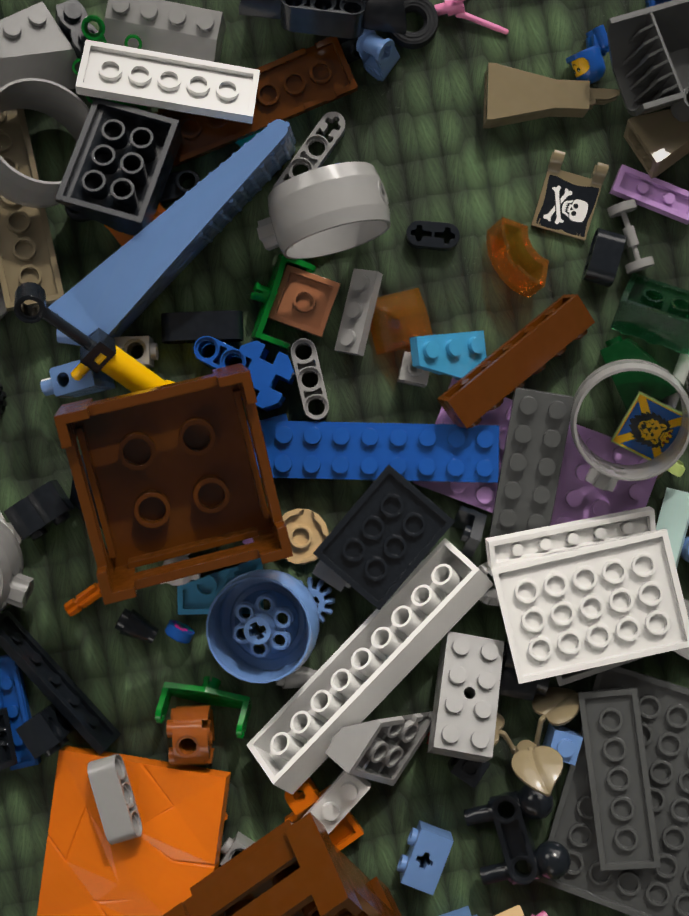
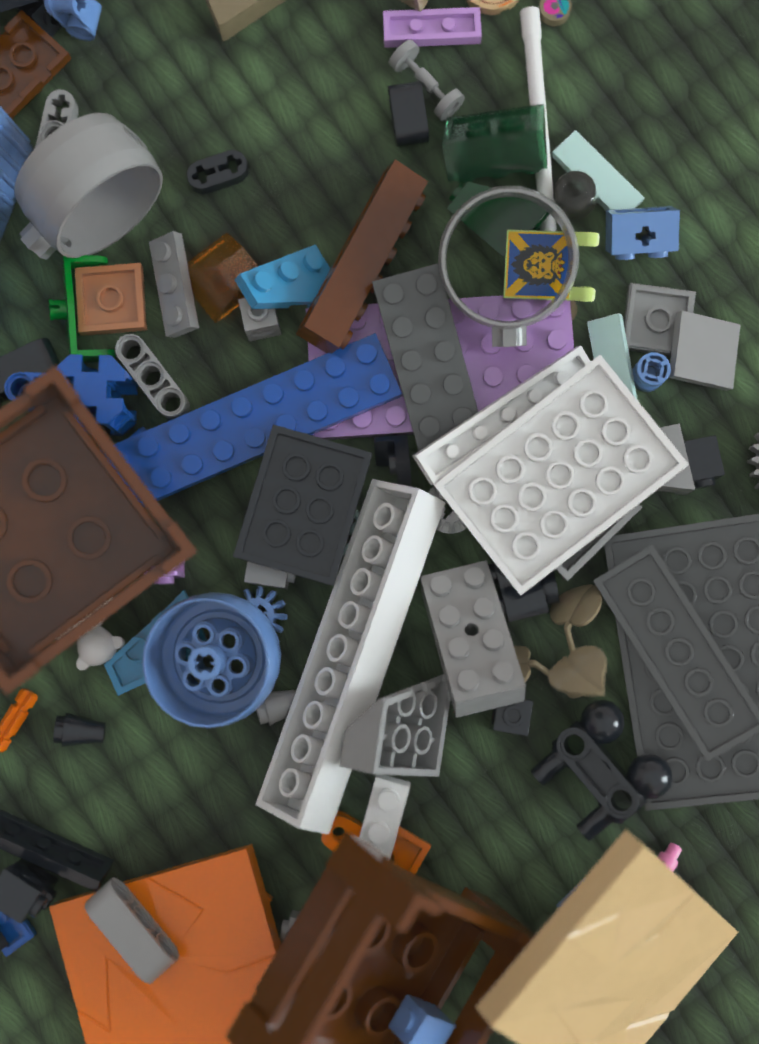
camera: 15 degrees left, 5 degrees down
(179, 631) = (128, 714): blue tile -> none
(191, 735) = (192, 837): dark orange brick -> none
(206, 694) = (189, 770): green piece -> none
(305, 533) = (215, 545): tan tile -> none
(426, 872) = (519, 860): medium blue brick -> none
(515, 257) = (314, 153): clear orange brick -> none
(565, 741) = (608, 640): medium blue brick -> none
(568, 199) = (344, 72): flag -> none

